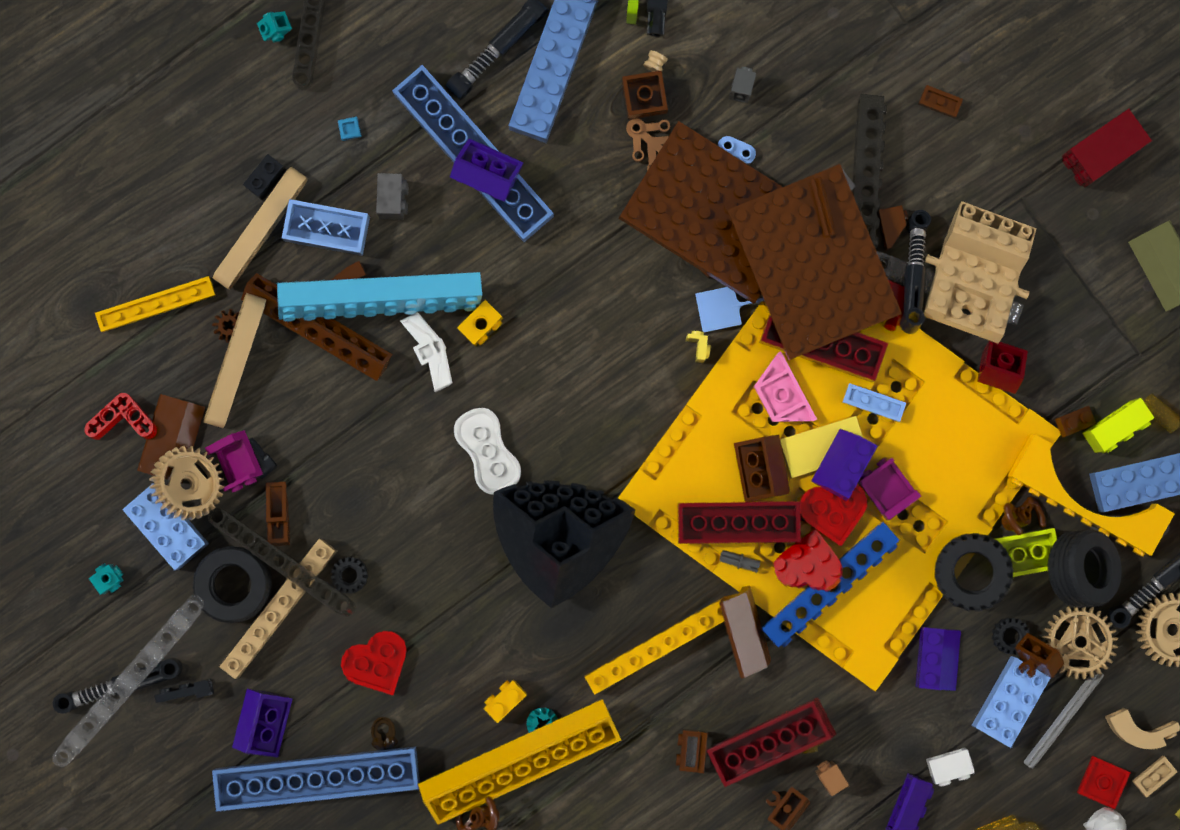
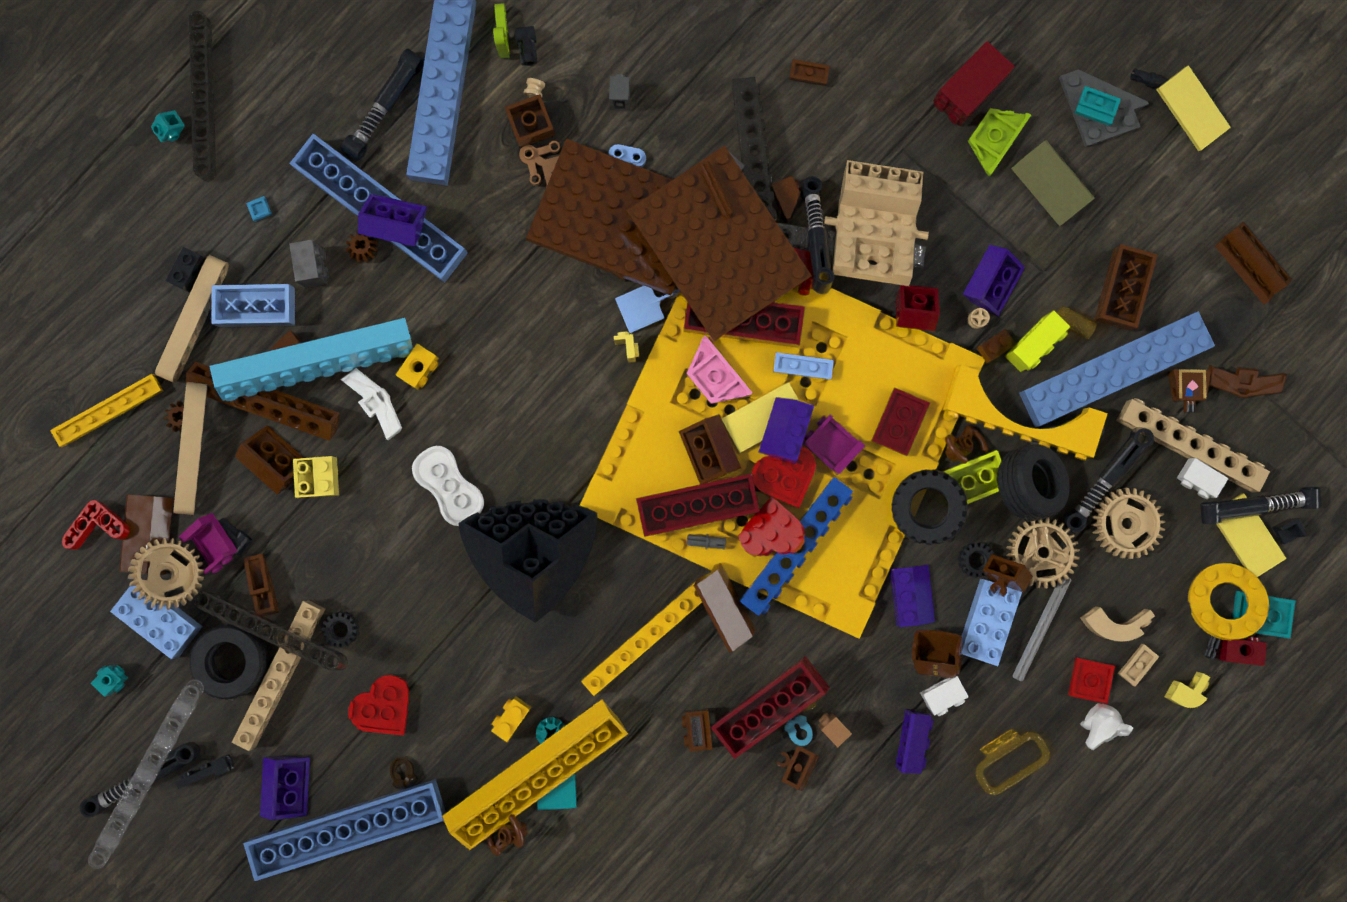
camera: 10 degrees left, 0 degrees up
(313, 388) = (269, 458): none -> reddish brown slope
(355, 415) = (316, 477): none -> light yellow slope
(445, 195) = (357, 252): none -> reddish brown gear
(539, 791) = (560, 797): none -> teal tile
(787, 771) = (801, 721): none -> medium azure piece
(951, 722) = (937, 653): none -> reddish brown piece
(961, 479) = (900, 422): none -> dark red plate
(1066, 387) = (981, 316): none -> tan wheel
(1087, 353) = (994, 279): none -> dark purple slope
(1119, 205) = (996, 136): none -> lime wing

